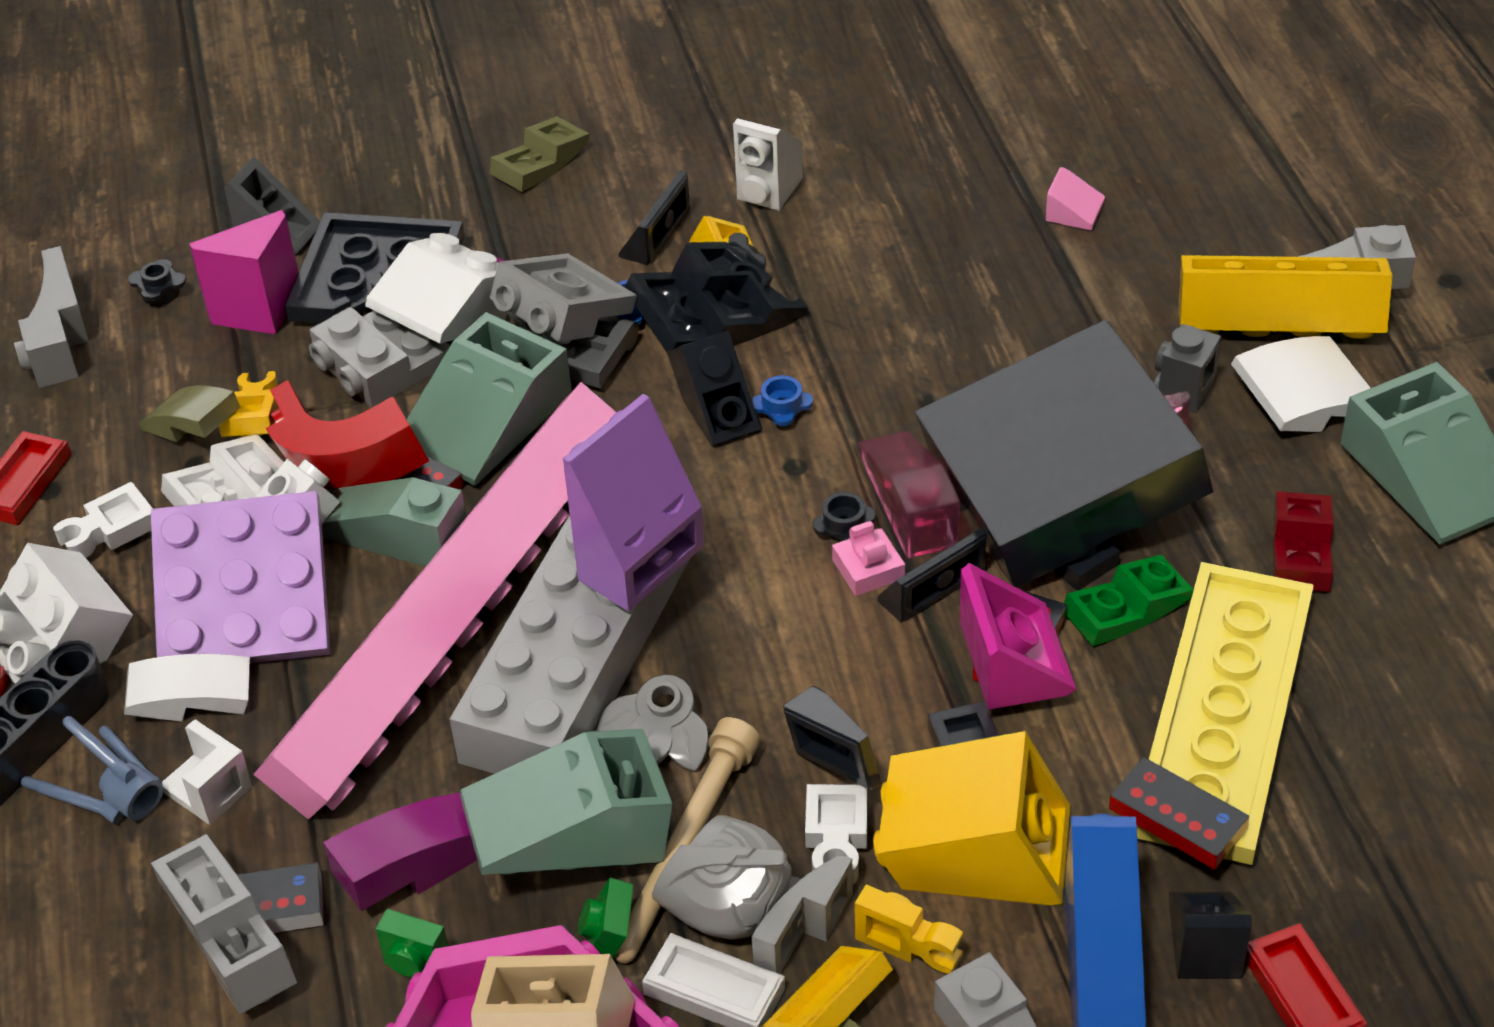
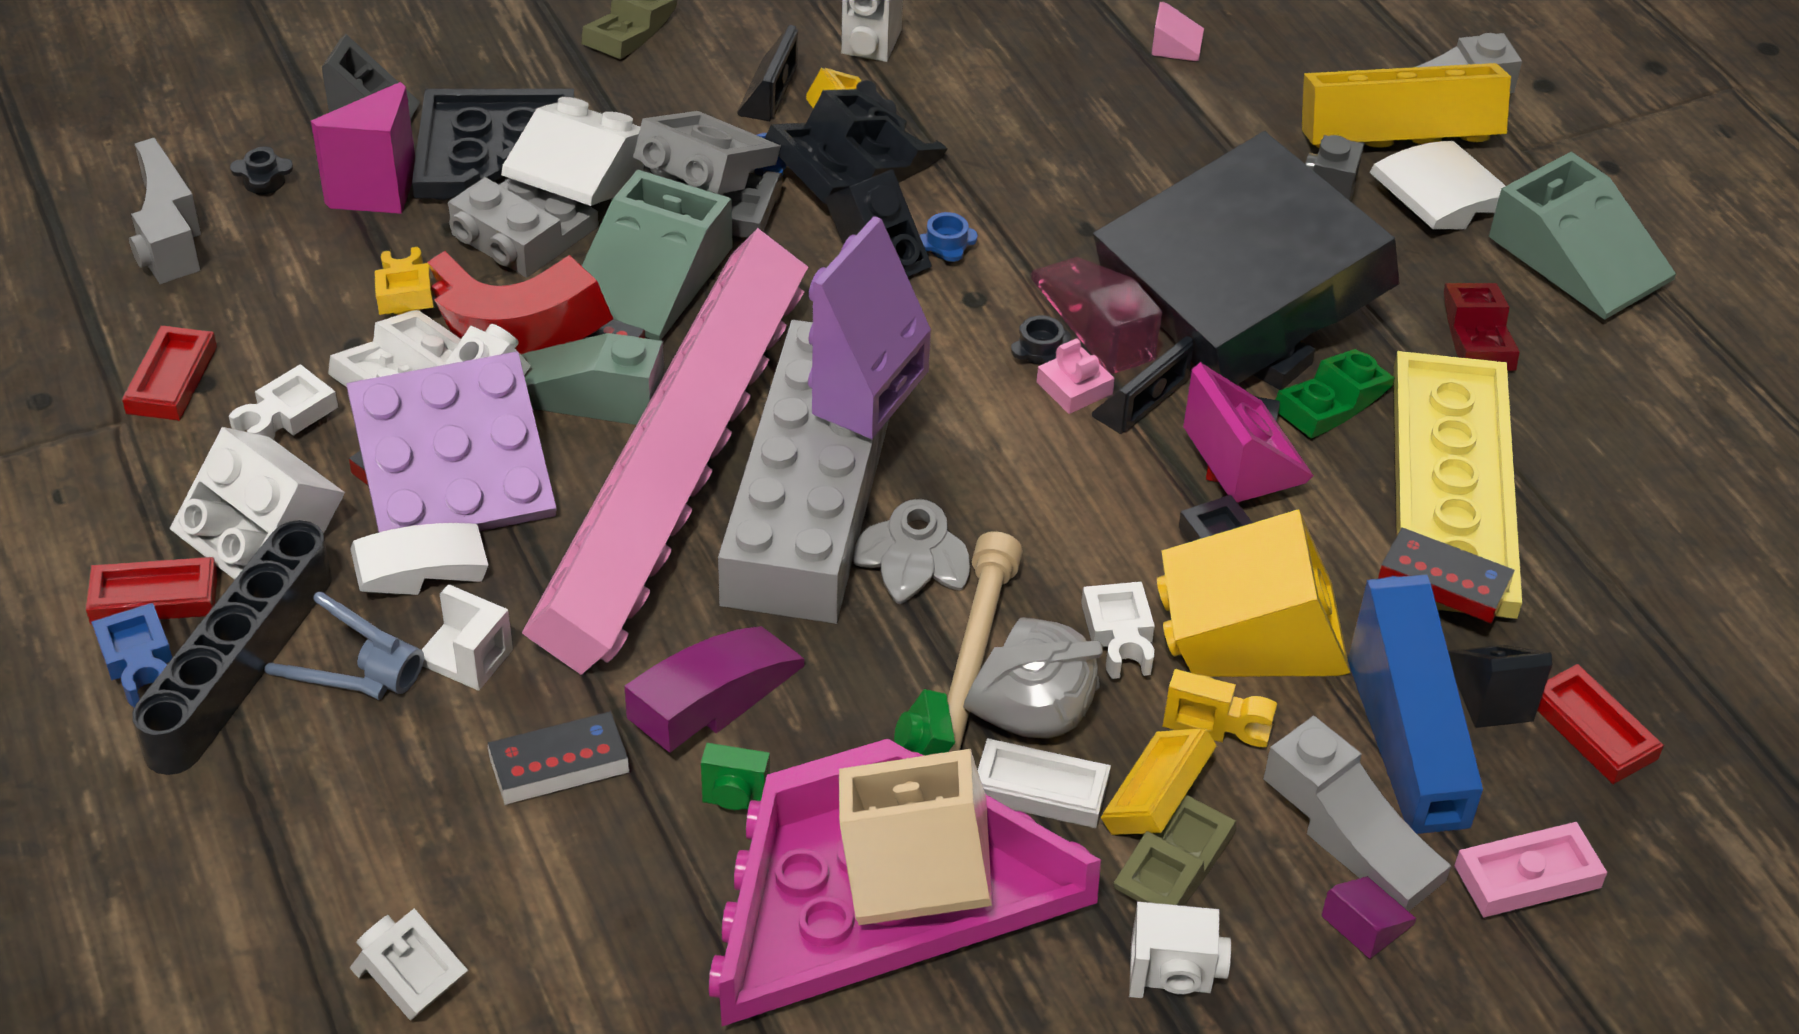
camera: 15 degrees left, 0 degrees up
(192, 411) = (342, 288): olive slope -> none
(225, 923) = (538, 776): light grey slope -> none
(572, 807) = (866, 627): sand green slope -> none
(808, 908) = (1115, 703): light grey slope -> none
(831, 737) = (1088, 539): black slope -> none

